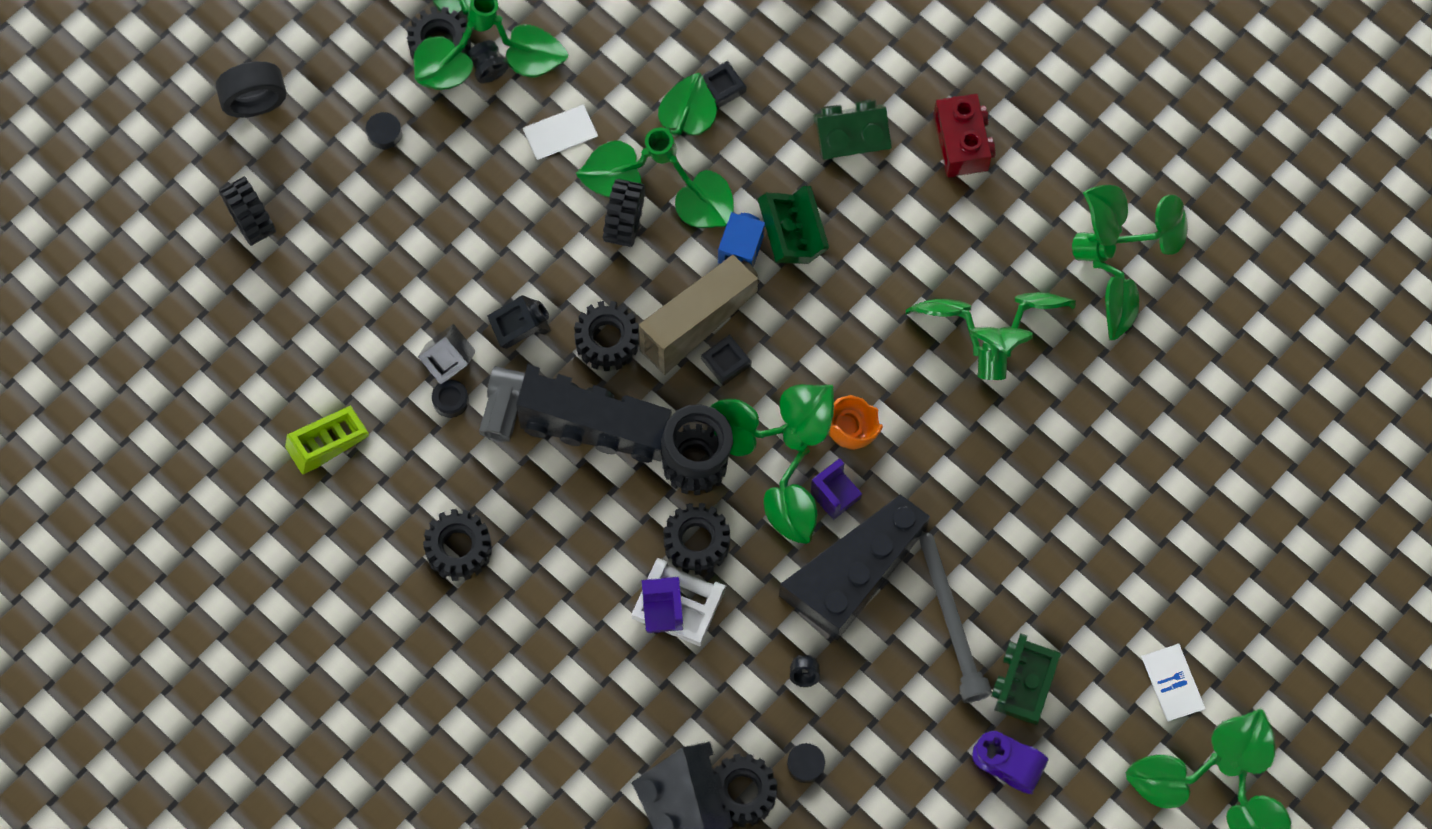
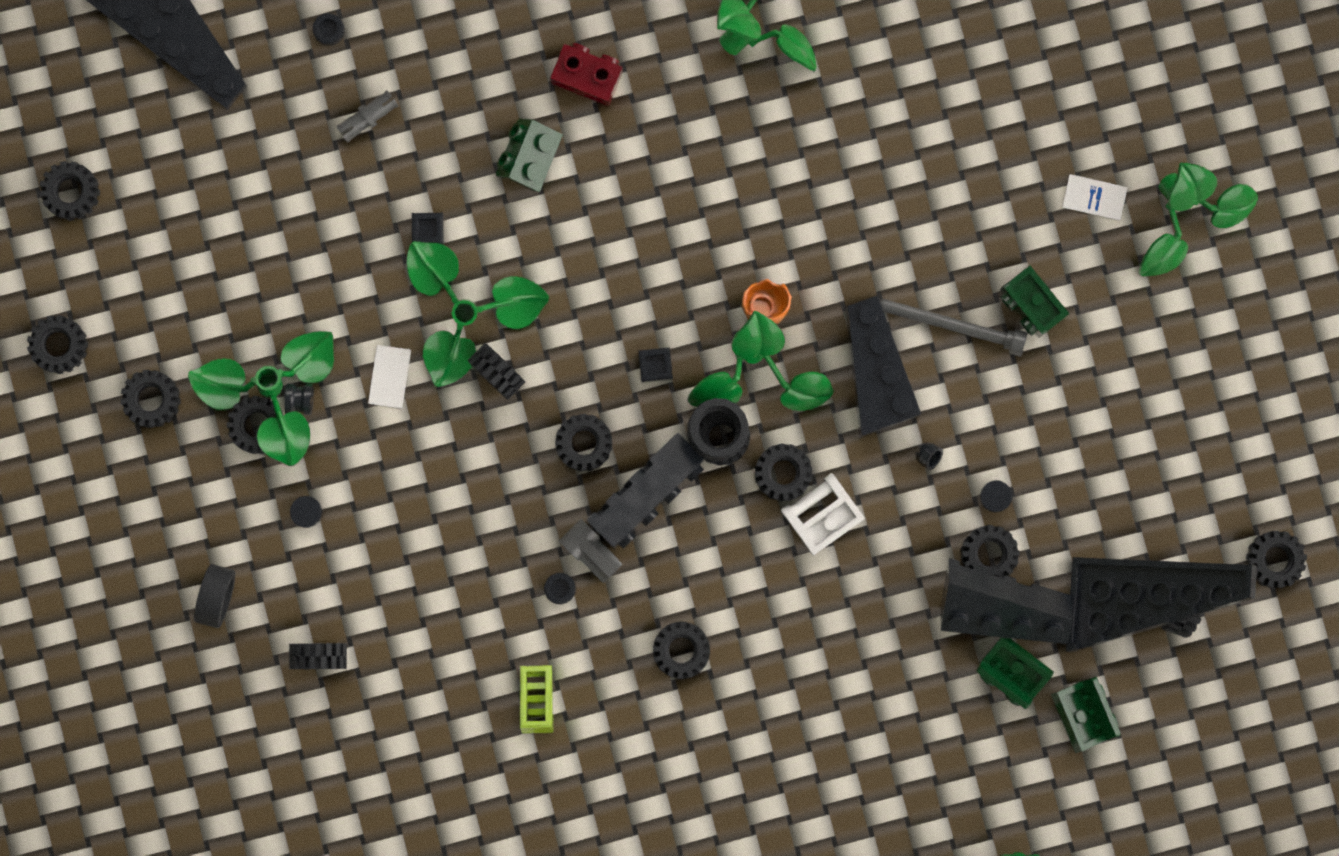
camera: 60 degrees left, 15 degrees up
(447, 354) = (526, 571): panel -> none
(519, 320) = (532, 501): black bracket -> none
(662, 605) = (824, 529): dark purple panel -> none
(696, 313) = (609, 362): dark tan slope -> none
(742, 238) = (570, 295): blue brick -> none
(793, 226) = (582, 249): dark green bracket -> none
(834, 489) = (809, 348): dark purple panel -> none
(996, 342) = (781, 165): green plant -> none
(1013, 763) = (1087, 350): dark purple piece -> none

